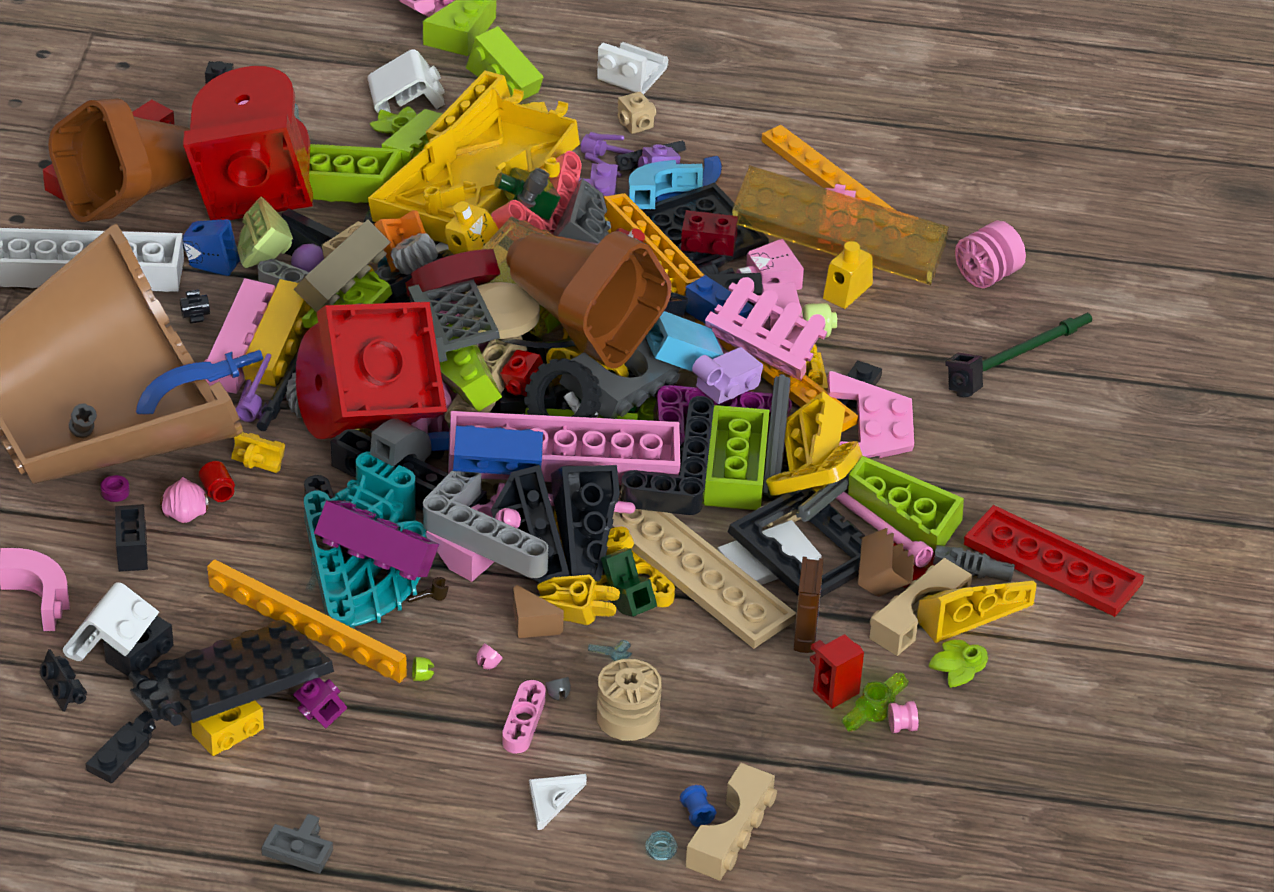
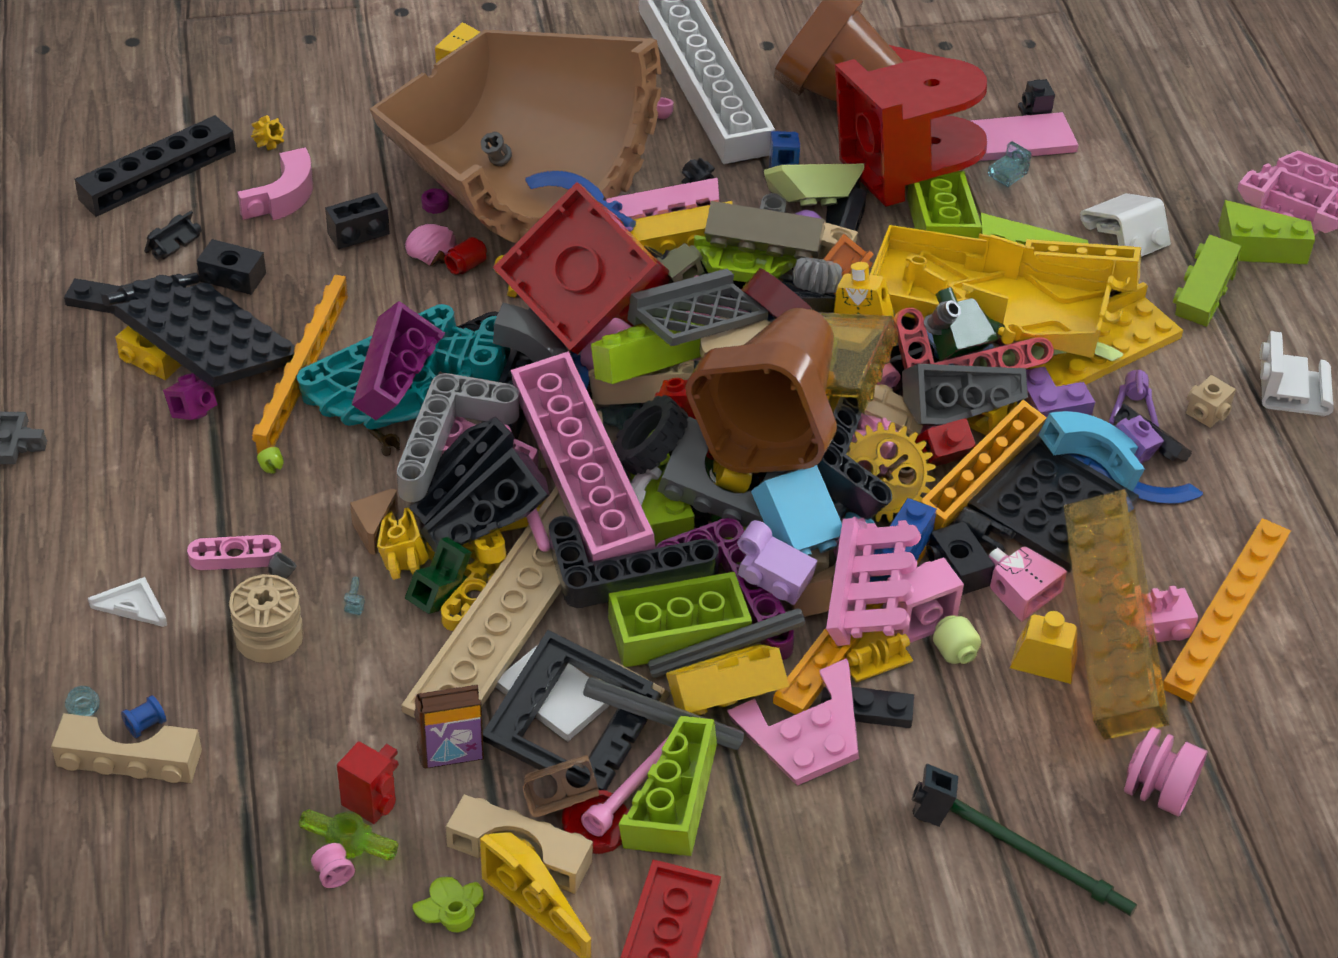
camera: 70 degrees right, 5 degrees up
(117, 619) = (230, 234): white piece -> none
(391, 122) = (1075, 228): lime plate -> none
(488, 657) = (307, 499): bright pink hinge -> none
(496, 449) = (522, 397): blue brick -> none
(509, 517) = (452, 443): bright pink hinge -> none
(709, 233) = (1031, 505): dark red brick -> none
(833, 469) = (660, 690): yellow beam -> none
(975, 563) = (613, 879): dark grey hinge -> none

